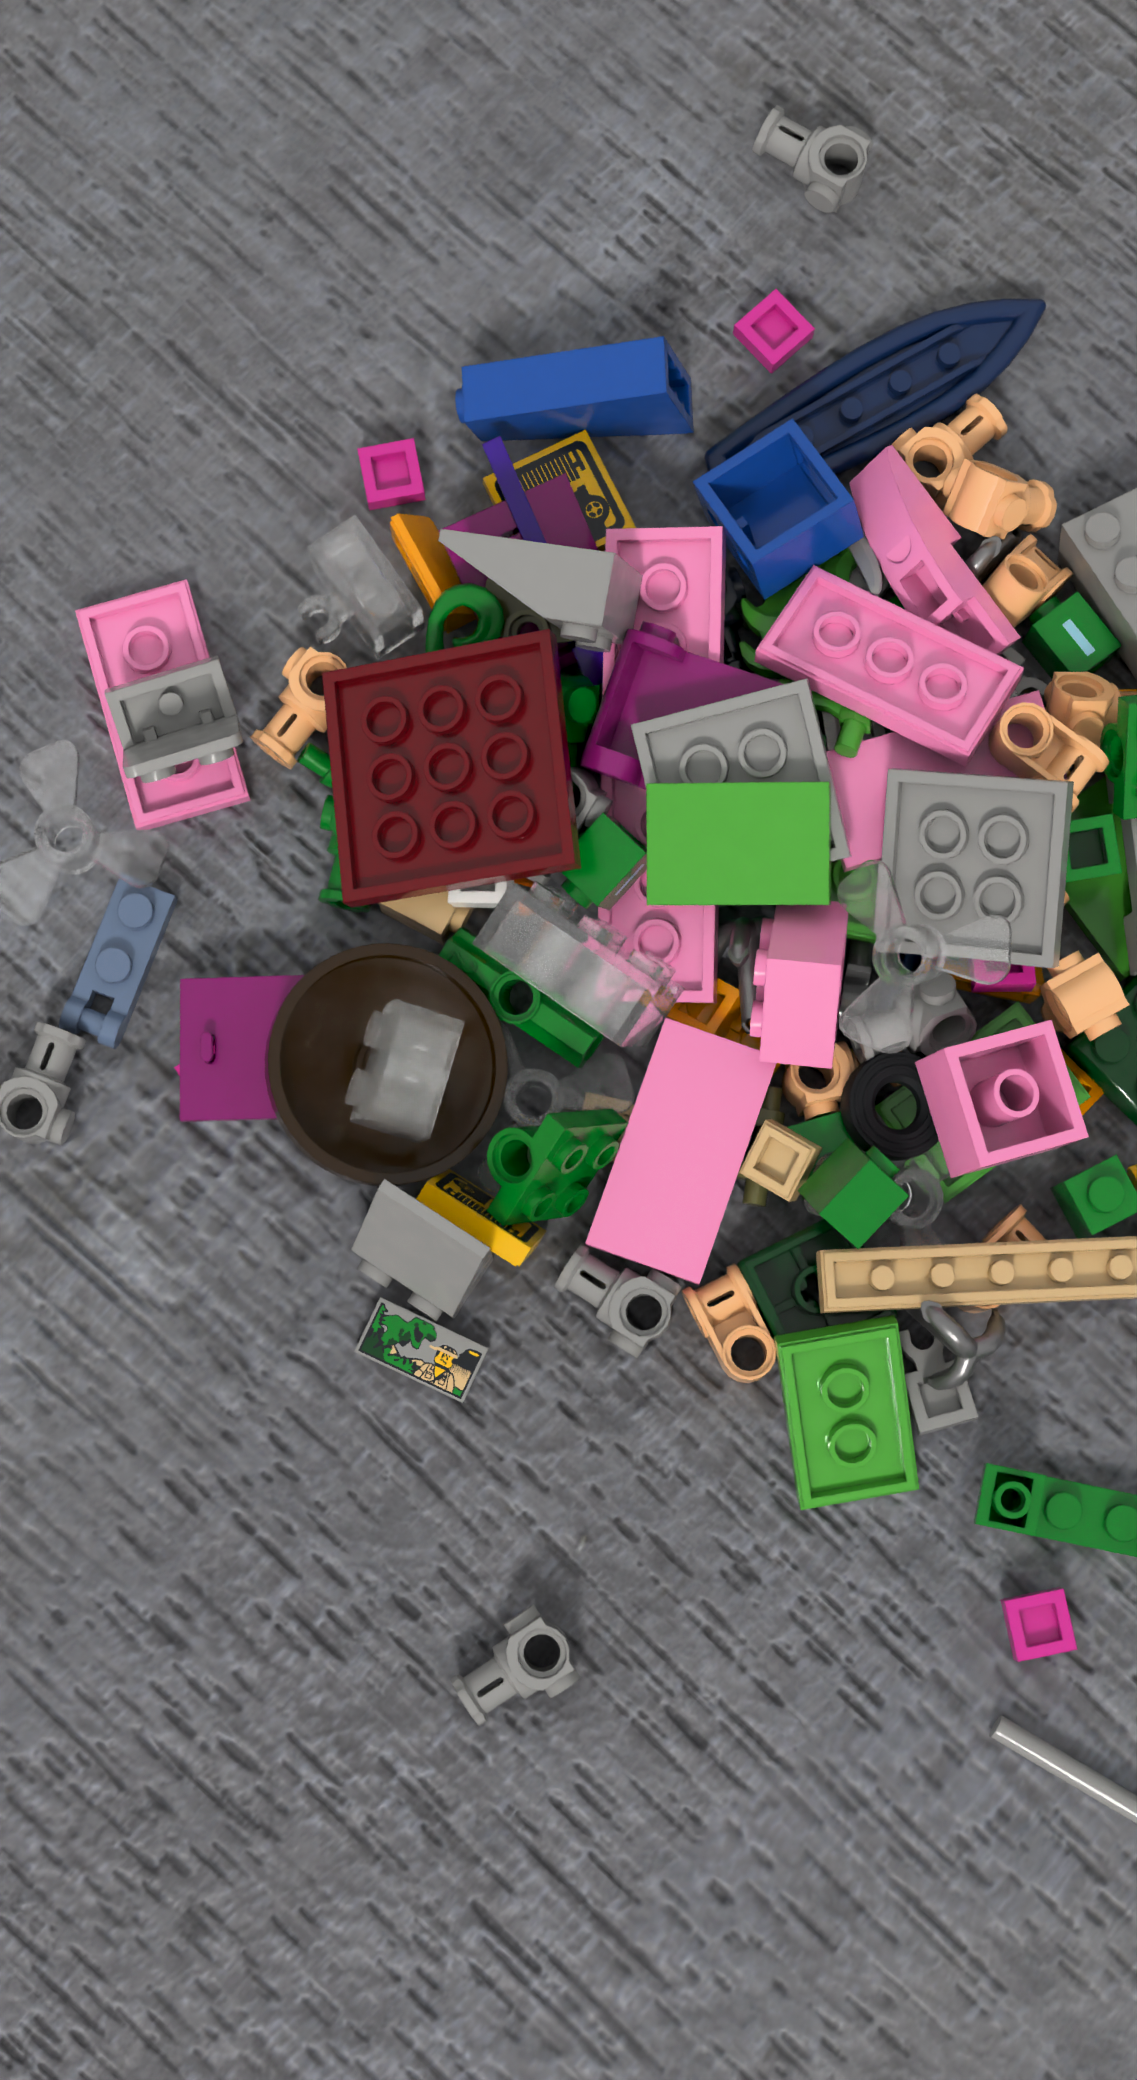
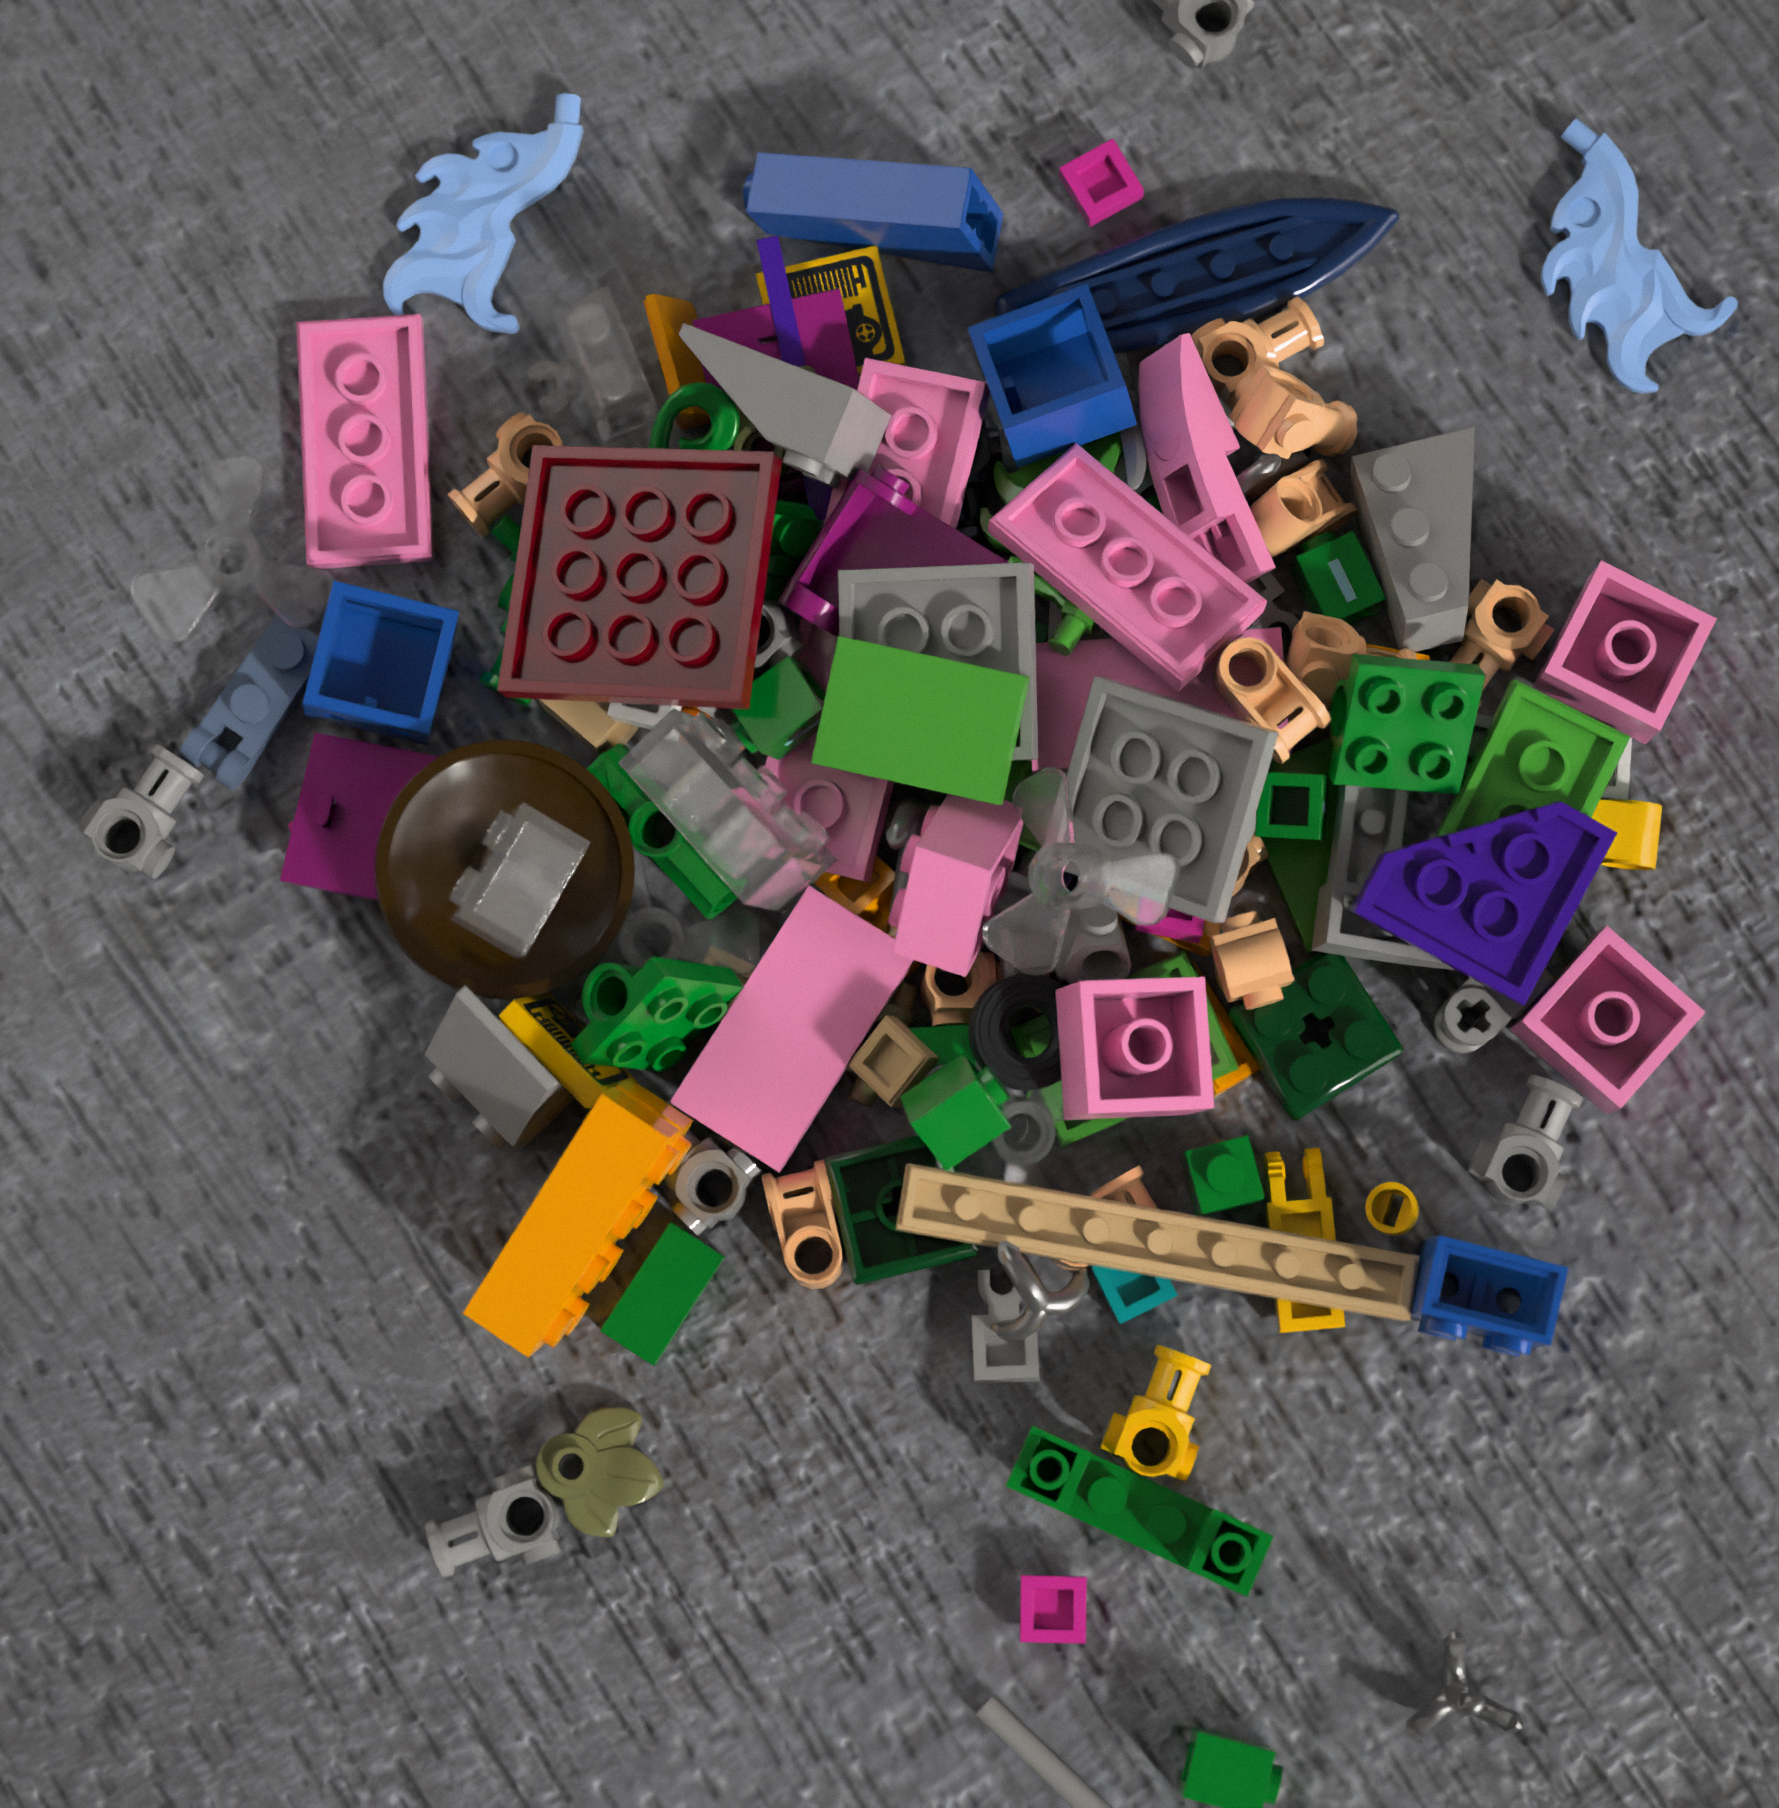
camera: 20 degrees right, 0 degrees up
(175, 719) = (370, 460): light grey bracket -> none
(210, 480) = (469, 215): none -> light blue piece
(228, 901) = (380, 663): none -> blue piece
(391, 474) = (660, 249): dark pink plate -> none
(421, 1350) = (475, 1175): tile -> none
(528, 1372) = (578, 1217): none -> light orange piece
(605, 1593) = (608, 1473): none -> olive plate
(616, 1419) = (662, 1294): none -> green tile
(847, 1412) = (902, 1340): bright green tile -> none
(1040, 1321) = (1132, 1293): none -> teal plate
(1094, 1420) = (1165, 1415): none -> yellow connector

